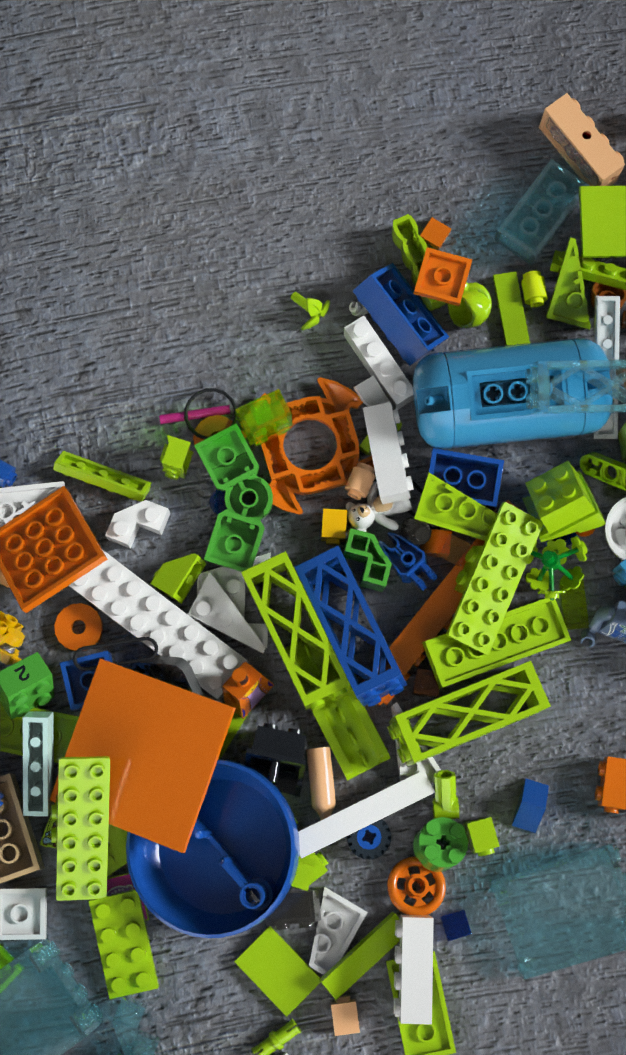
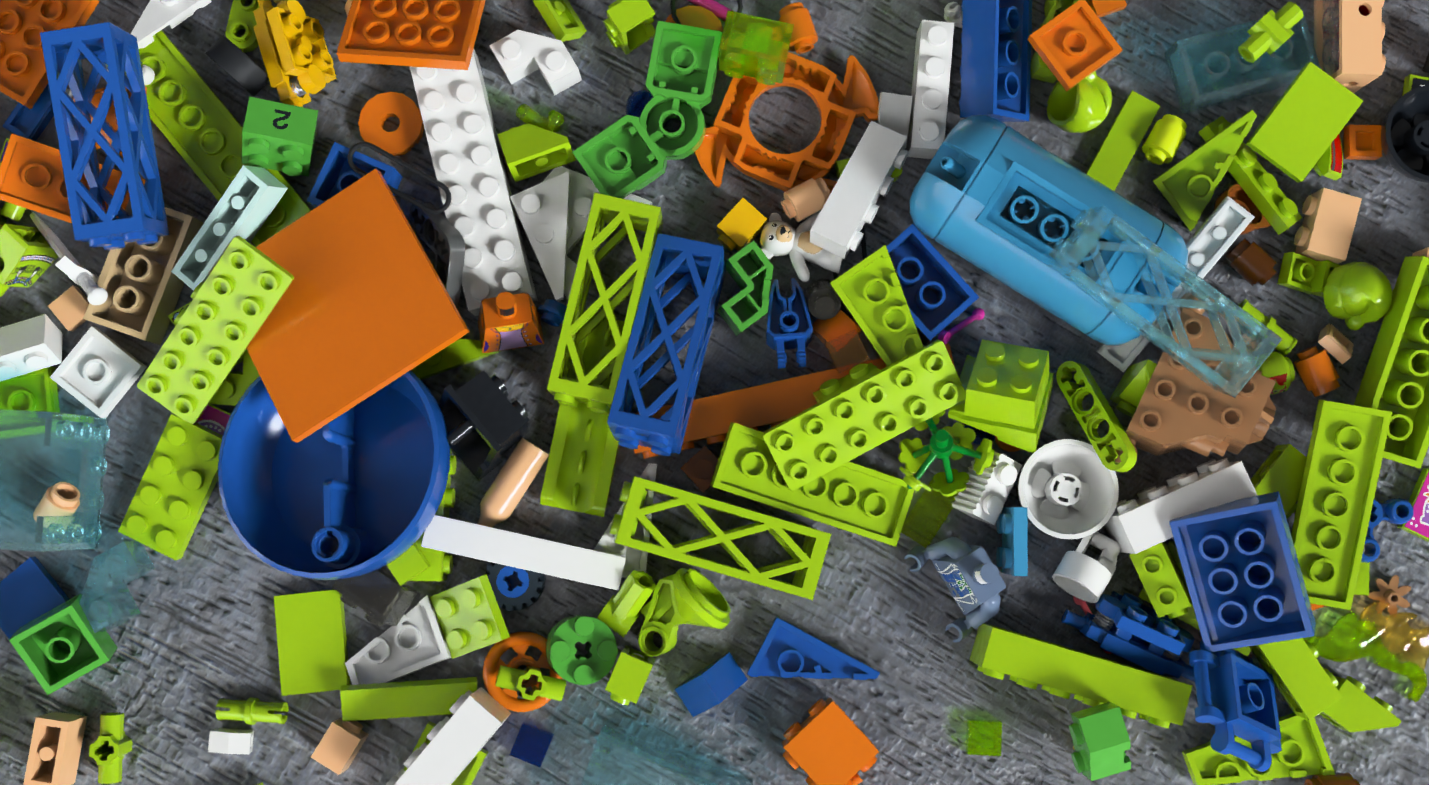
camera: 40 degrees right, 5 degrees up
(62, 1007) = (58, 500): none -> light nougat brick
(160, 558) = (529, 115): none -> clear neon green arm
(265, 662) = (552, 312): none -> blue plate
(271, 381) = (804, 32): none -> orange brick
(360, 878) = (469, 616): none -> lime plate
(438, 882) = (512, 679): none -> lime axle
(474, 769) = (678, 600): none -> lime piece
(502, 497) = (945, 336): none -> dark pink hinge
(545, 186) = (1270, 32): none -> lime axle
(564, 747) = (795, 653): none -> blue wing
(598, 566) = (989, 491): none -> white brick

